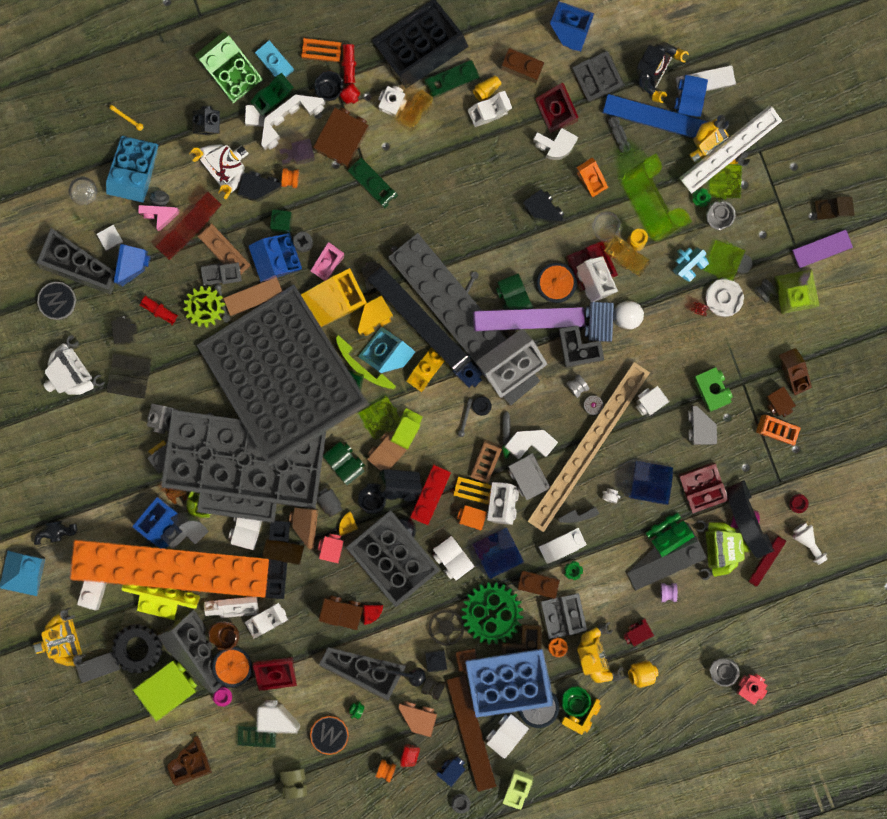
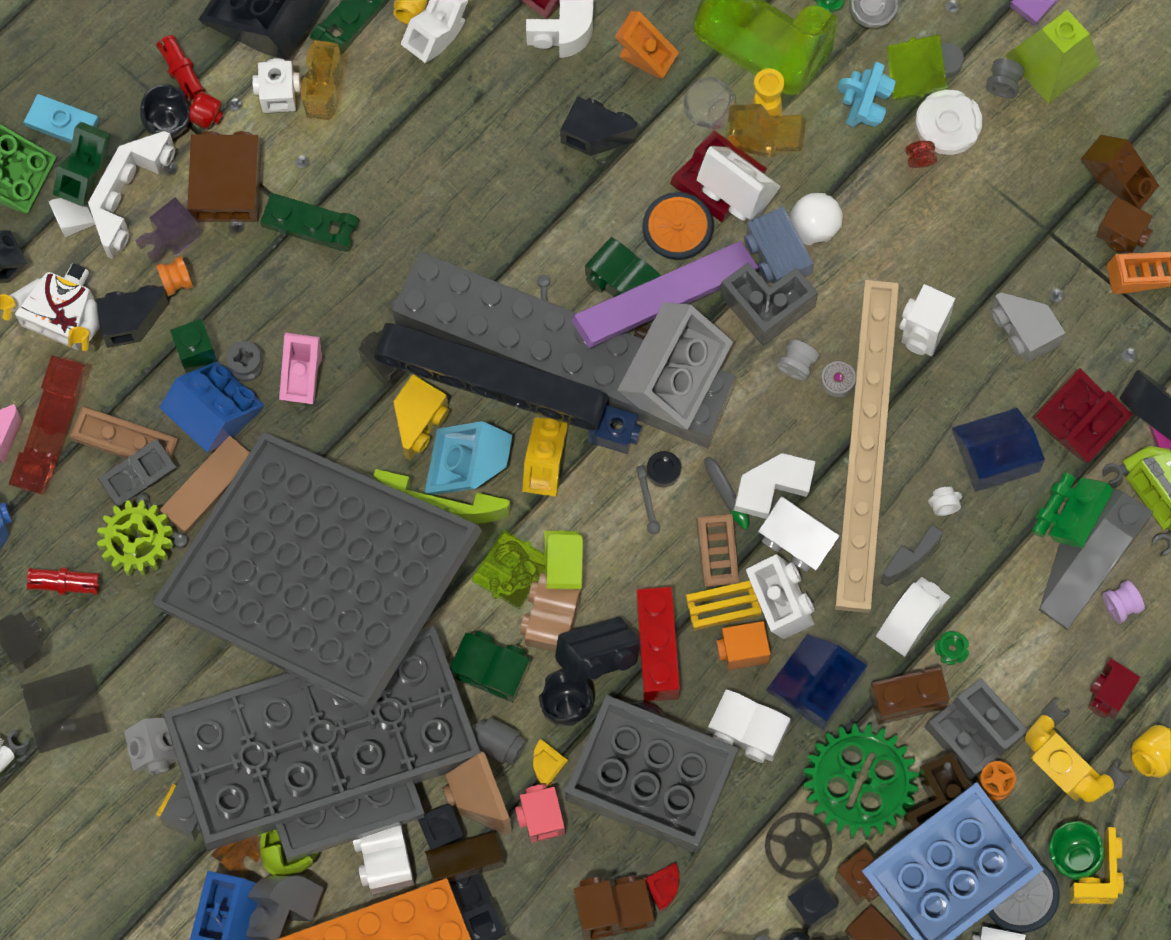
camera: 25 degrees left, 15 degrees down
(323, 43) = (129, 64): orange tile -> none
(334, 298) = (342, 414): yellow slope -> none
(713, 401) = (1015, 277): bright green brick -> none

